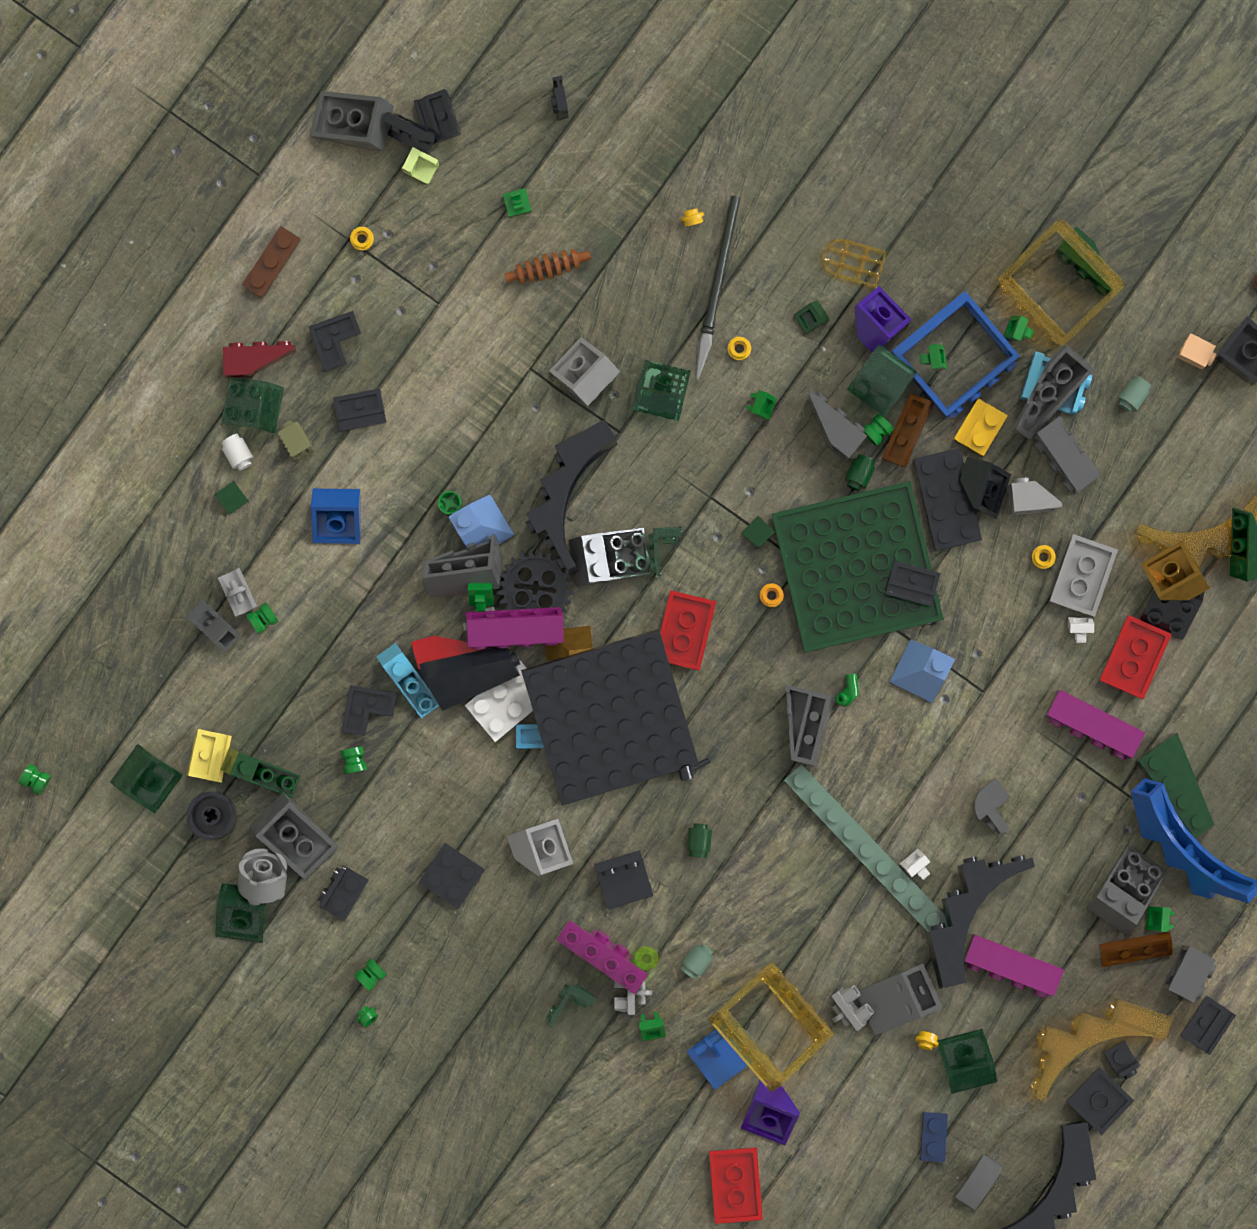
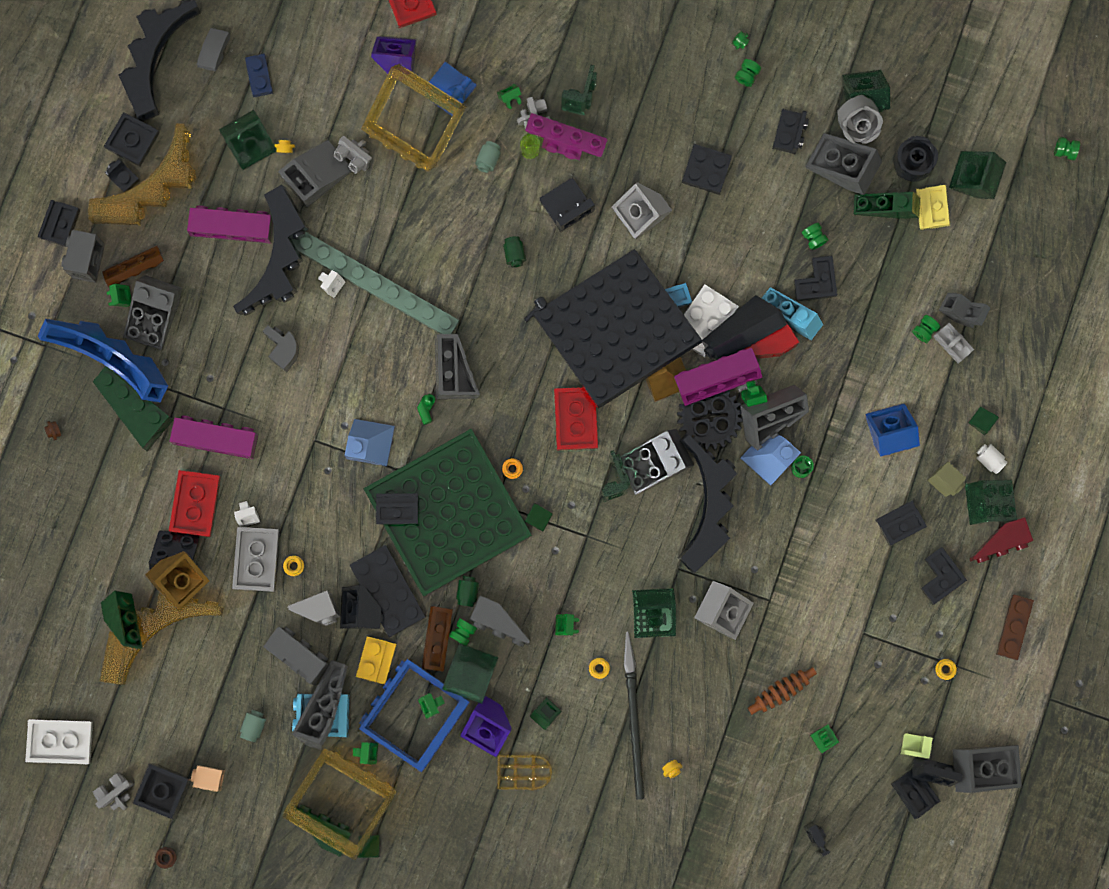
camera: 165 degrees right, 5 degrees down
(1039, 226) = (372, 847): none -> dark green slope

